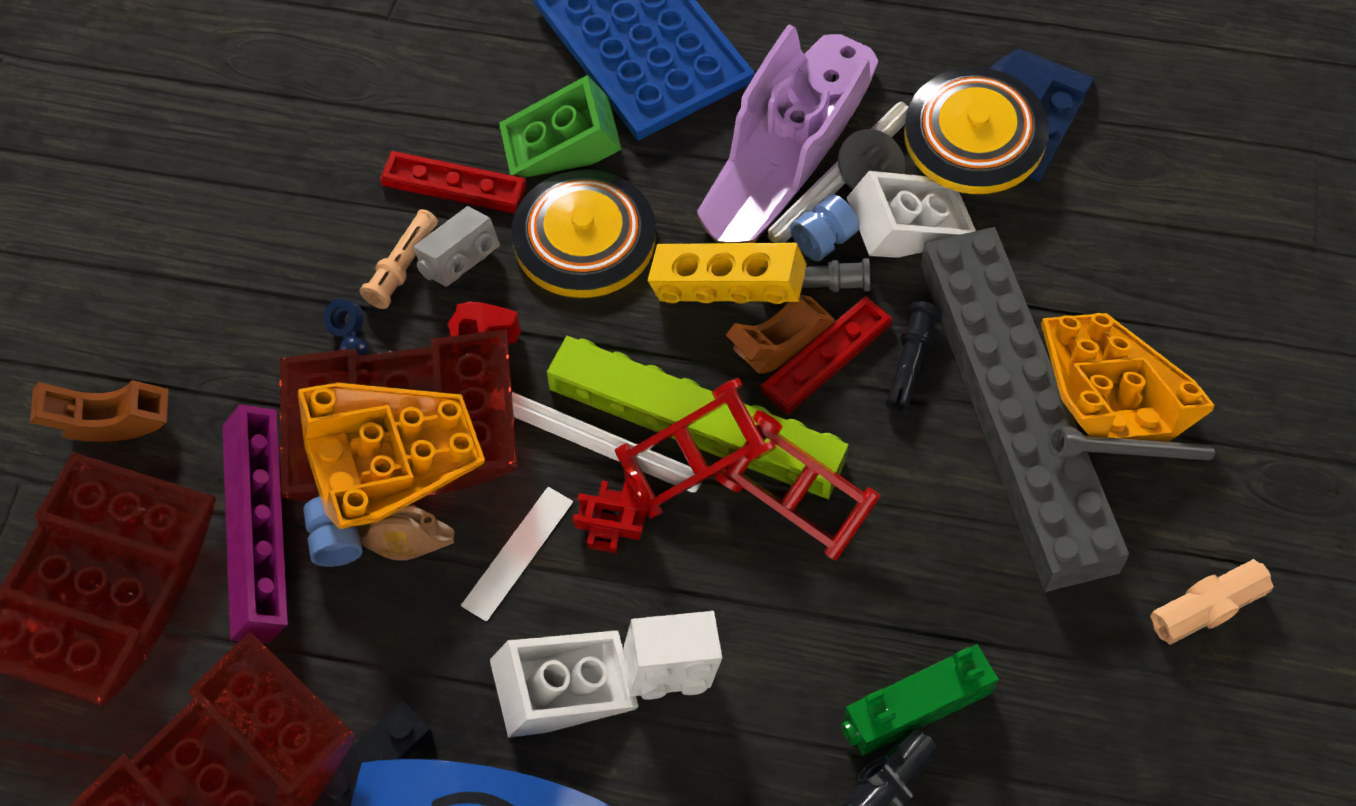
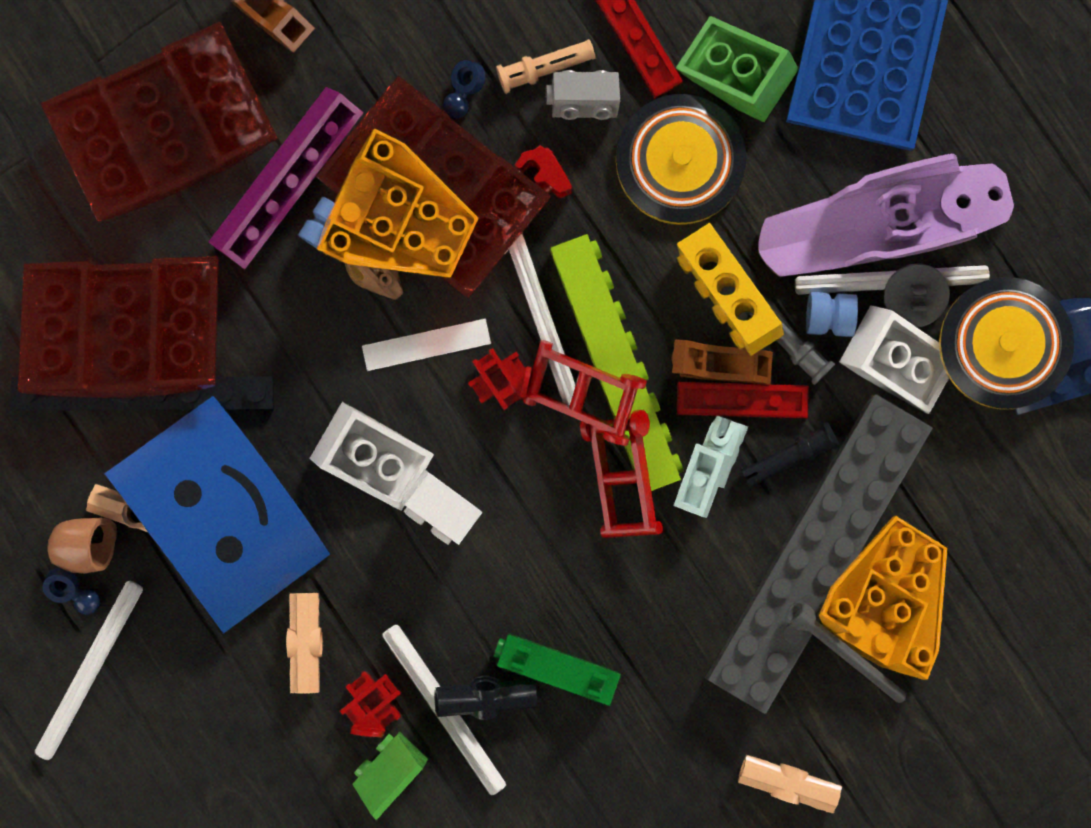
camera: 45 degrees right, 25 degrees up
(860, 417) = (710, 466): none -> light aqua plate

